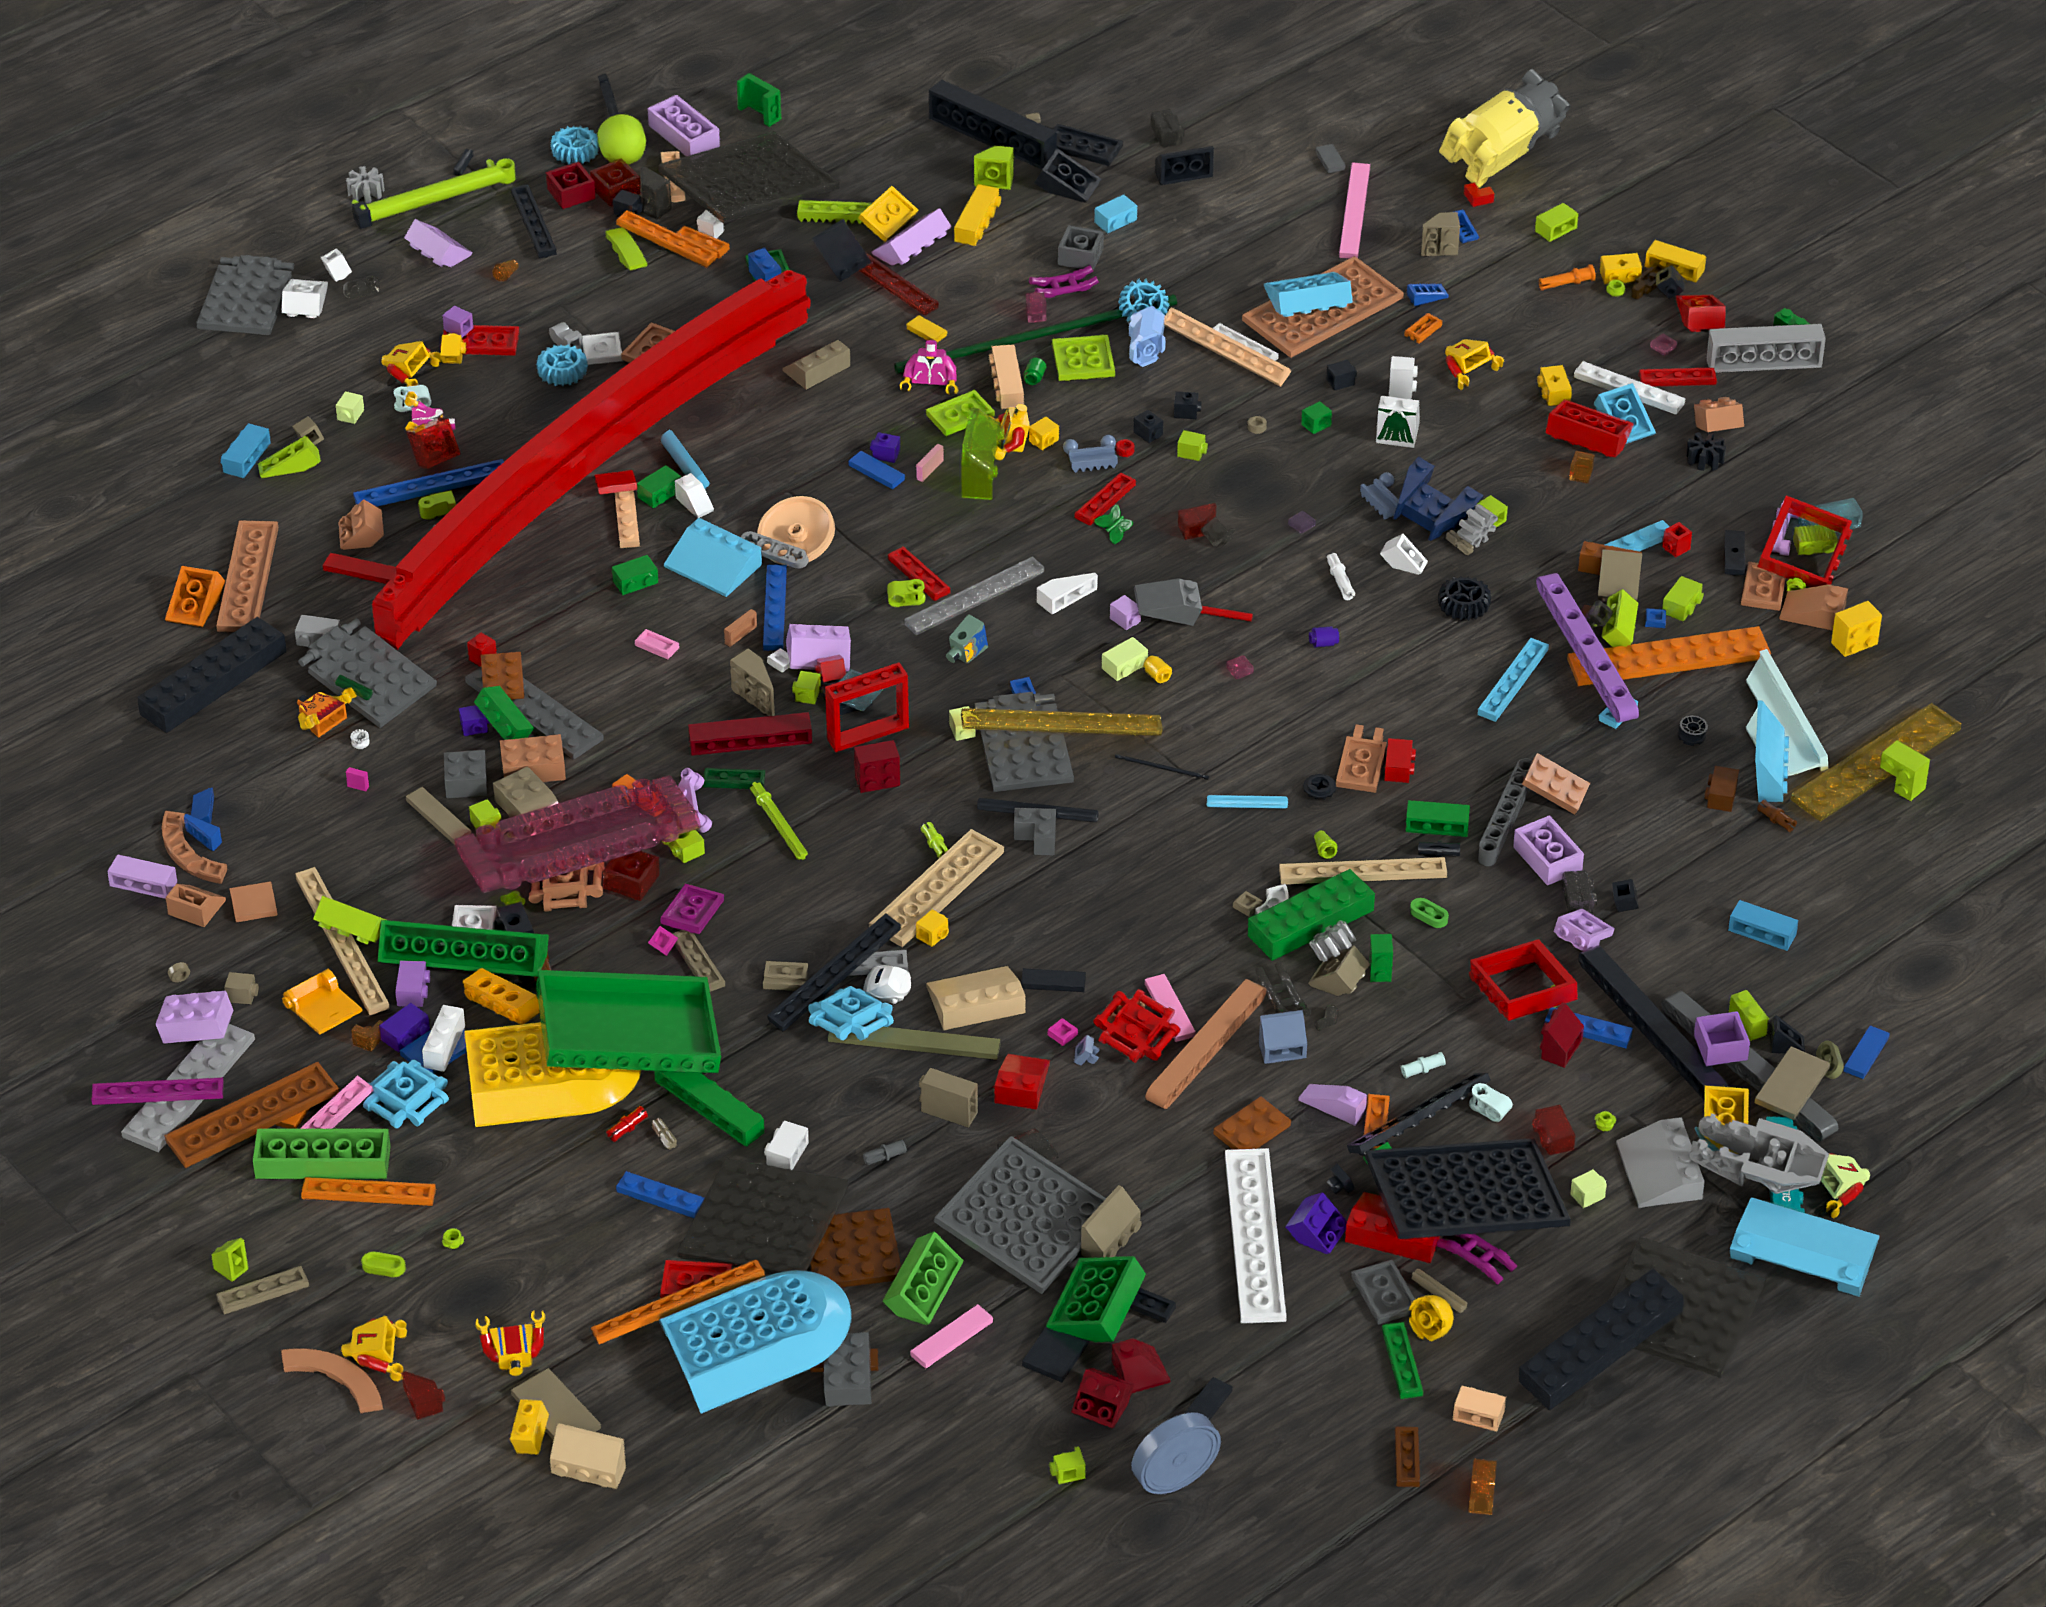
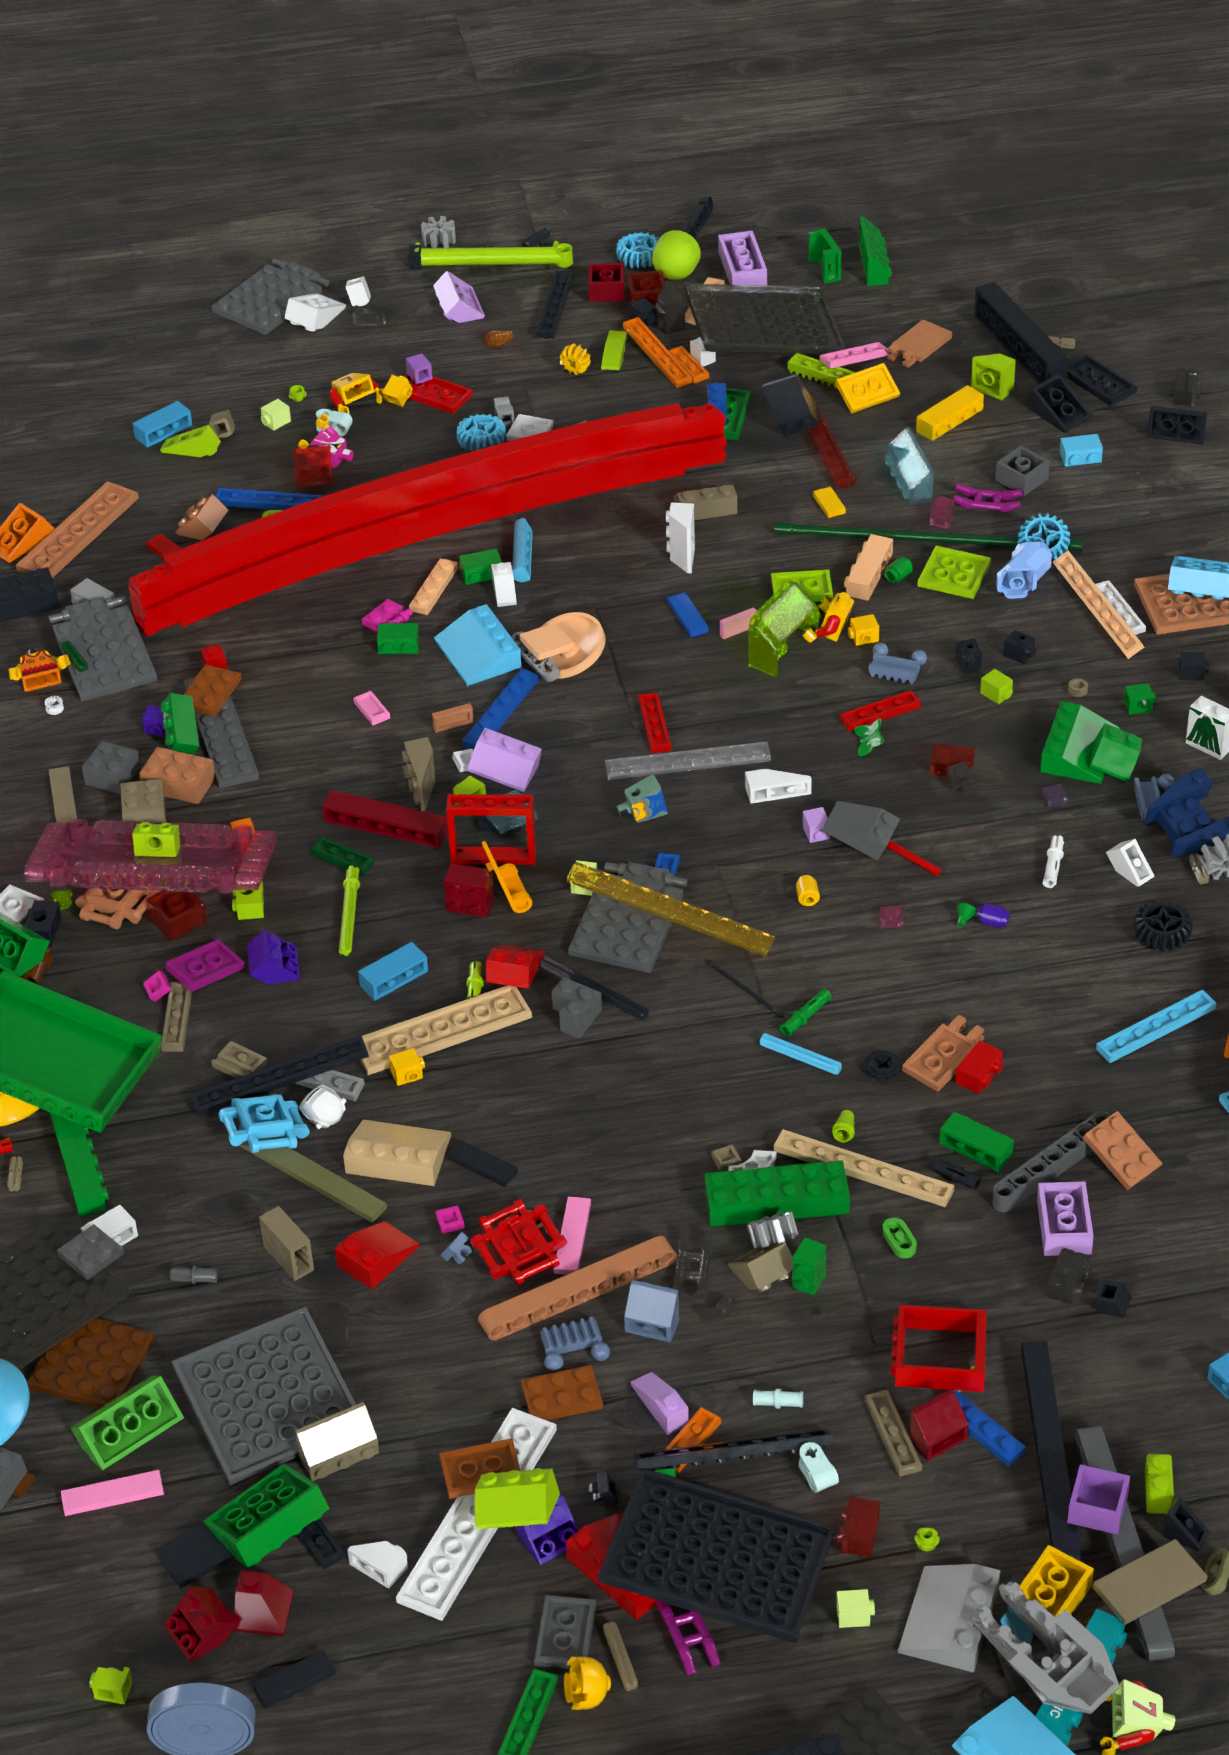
camera: 30 degrees right, 0 degrees up
(352, 381) = (297, 393): none -> lime plate
(357, 779) = (20, 739): dark pink tile -> none
(484, 814) = (97, 809): lime brick -> none
(580, 822) = (147, 845): none -> lime brick
(598, 267) = (575, 359): none -> yellow gear
(601, 559) = (386, 613): none -> dark pink plate
(615, 482) = (445, 550): red tile -> none
(688, 785) = (282, 859): lavender plate -> none
(746, 882) = (272, 959): none -> dark purple slope
(780, 532) = (546, 641): none -> light nougat tile
(793, 1164) = (90, 1252): none -> flat silver plate
(799, 86) = (873, 254): none -> green slope
(830, 668) = (501, 782): red brick -> none
(831, 400) = (681, 534): none -> white slope
(852, 187) = (854, 355): none -> bright pink tile
(858, 856) = (393, 971): none -> dark azure brick
(885, 447) = (709, 596): dark purple brick -> none
(899, 157) = (919, 343): none -> nougat tile
(904, 593) = (624, 735): lime piece -> none
(905, 746) = (511, 883): none -> light orange door
(913, 238) = (875, 415): lavender slope -> none
(930, 367) = (801, 536): dark pink torso -> none
(962, 814) = (513, 965): none -> red slope
(982, 275) = (910, 468): none -> clear light blue slope
(1124, 658) = (781, 869): yellowish green brick -> none
(1125, 448) = (934, 668): red tile -> none
(1206, 1299) = (379, 1561): none -> white slope
(1226, 773) = (799, 1017): none -> green pin
(1229, 1083) = (570, 1339): none -> sand blue gear
(1239, 1200) = (466, 1465): none -> dark orange plate
(1290, 1207) = (515, 1498): none -> lime slope
(1292, 472) = (1072, 742): none -> green slope
(1299, 642) = (965, 912): none -> green rock
(1331, 468) = (1115, 752): none -> green slope
(1525, 1056) = (893, 1433): none -> dark tan tile
(1582, 929) = (1045, 1317): lavender plate -> none

